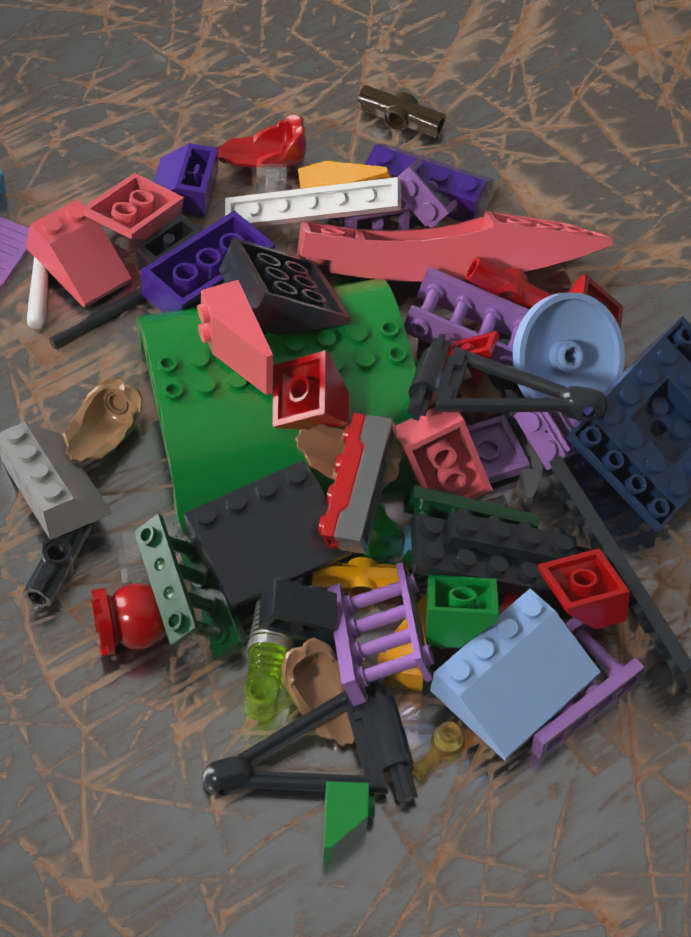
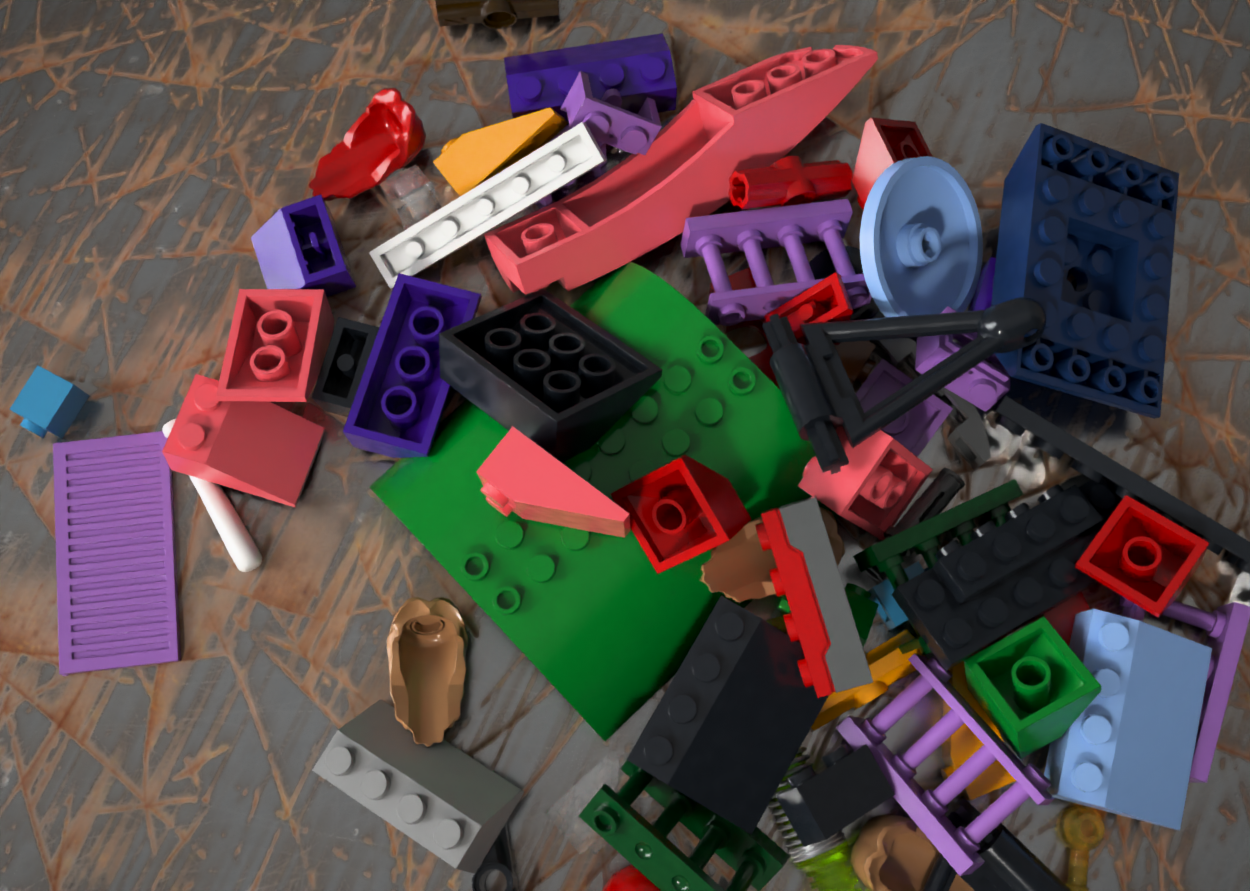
camera: 25 degrees left, 20 degrees up
(96, 318) = (319, 511): black bar -> none

